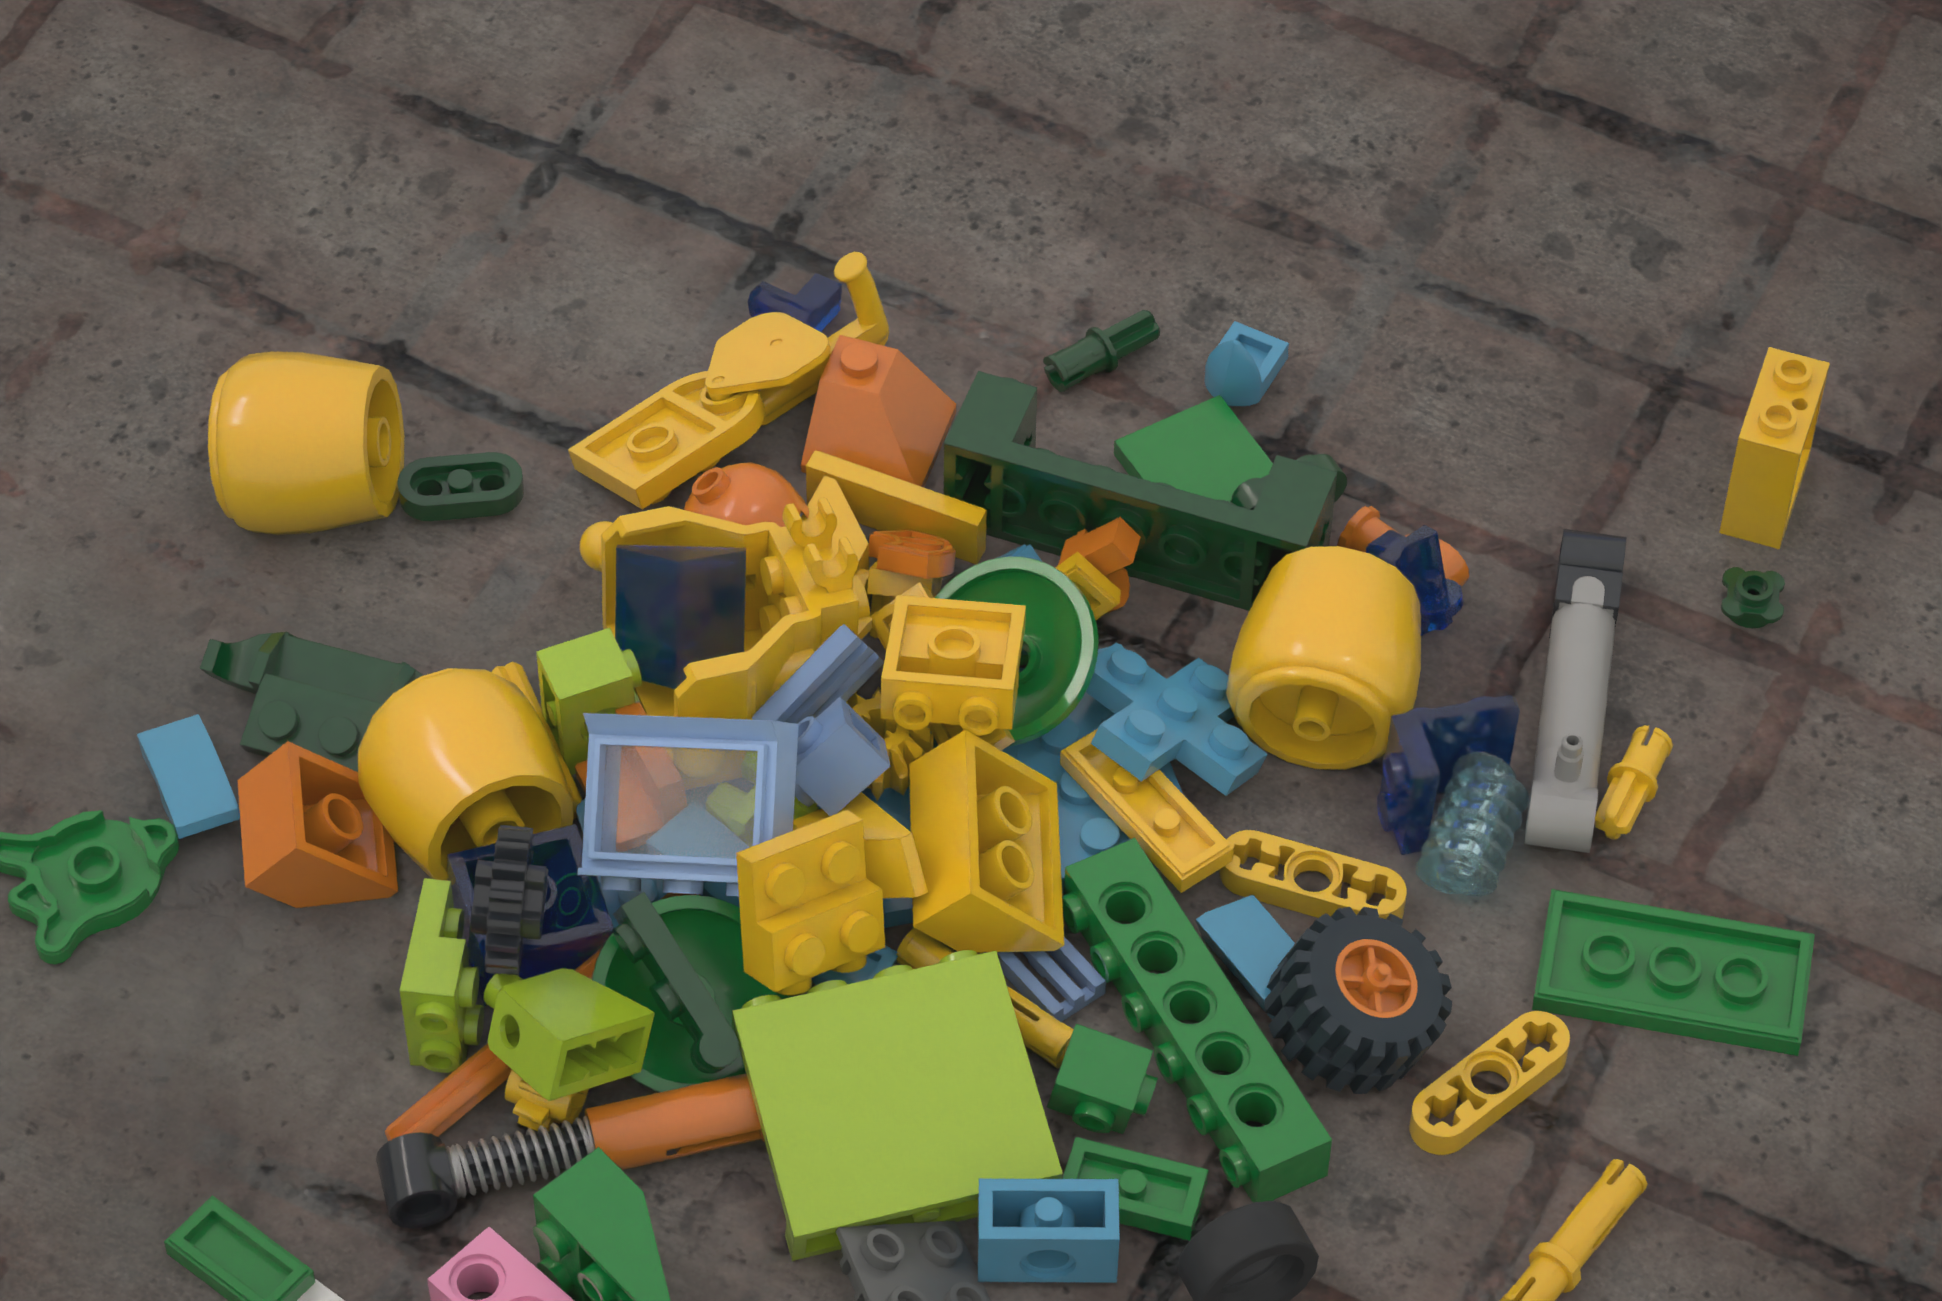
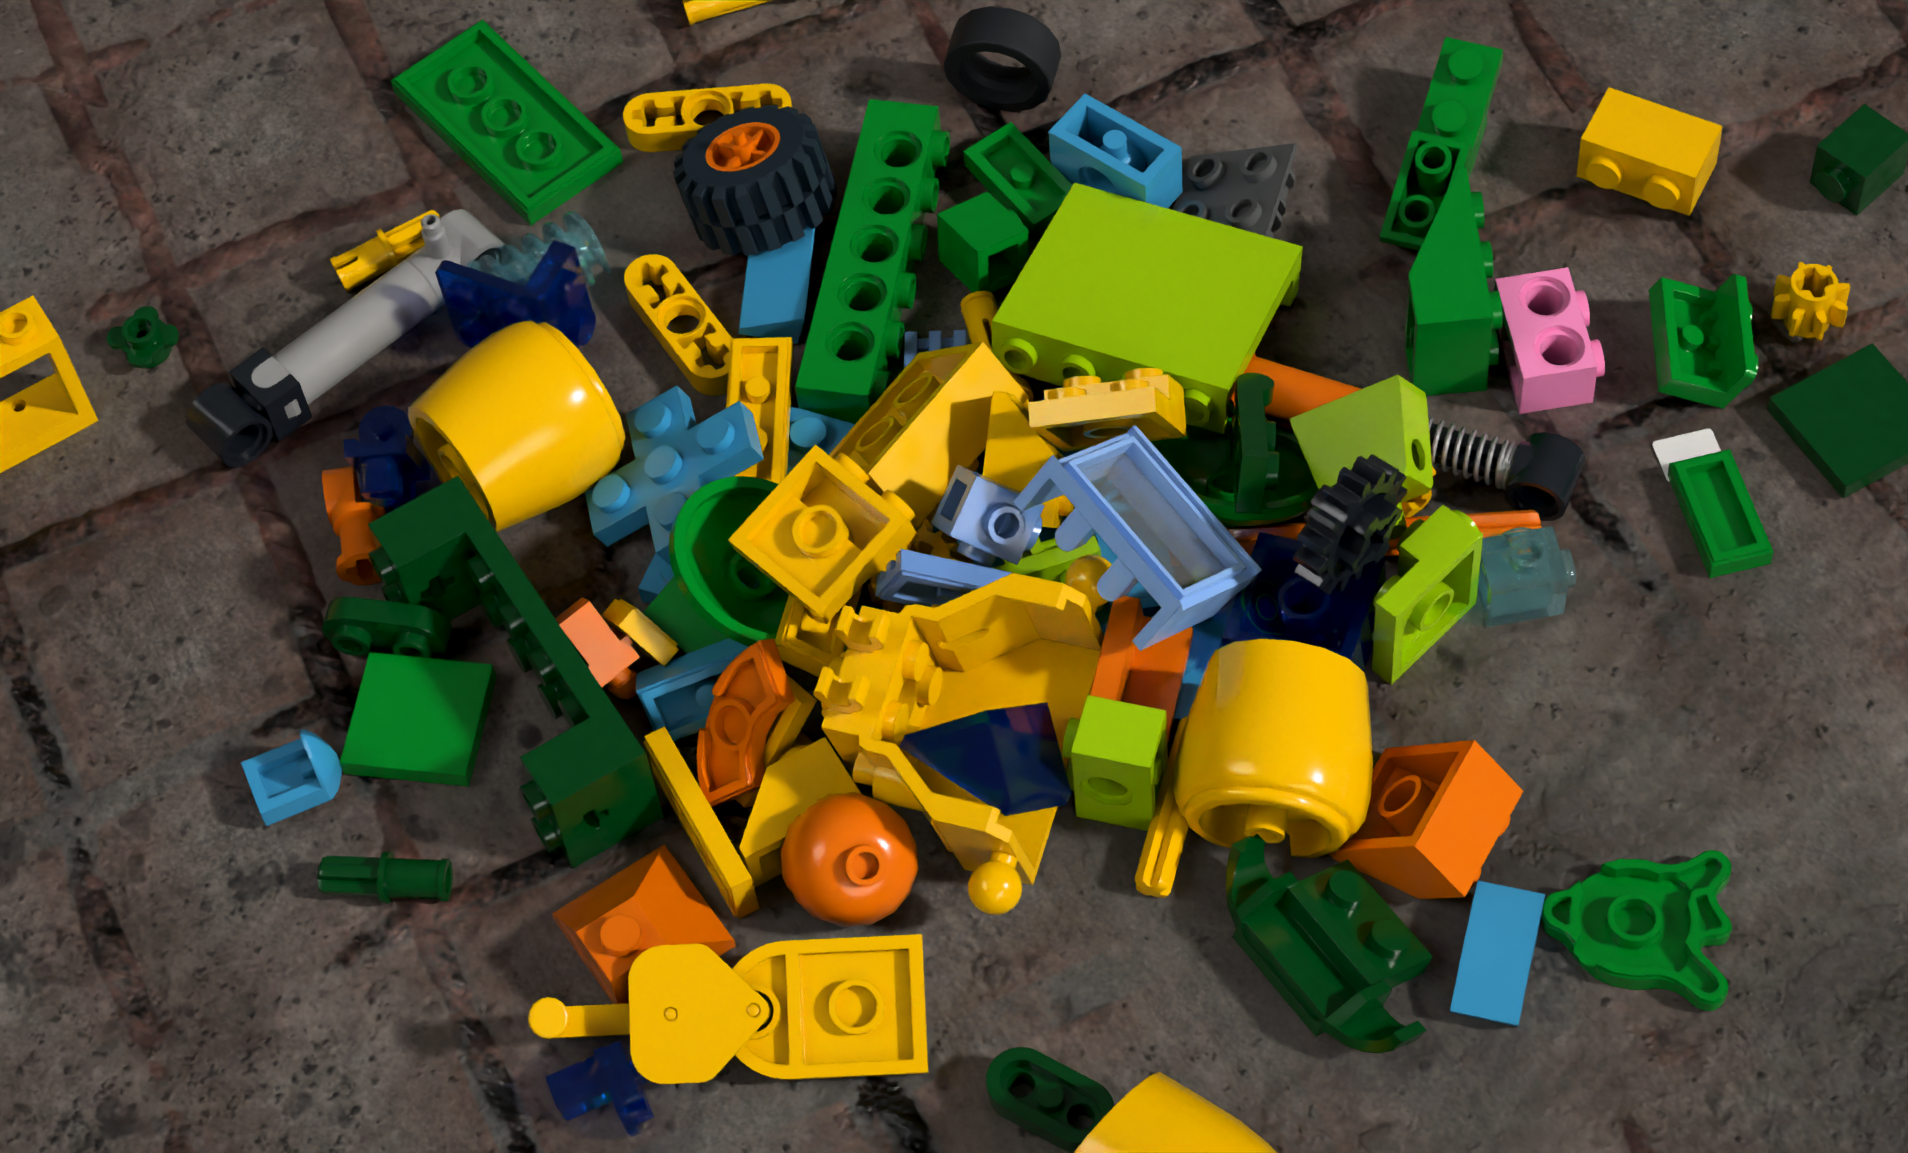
camera: 135 degrees left, 5 degrees up
(374, 1077) = (1524, 576): none -> clear light blue brick

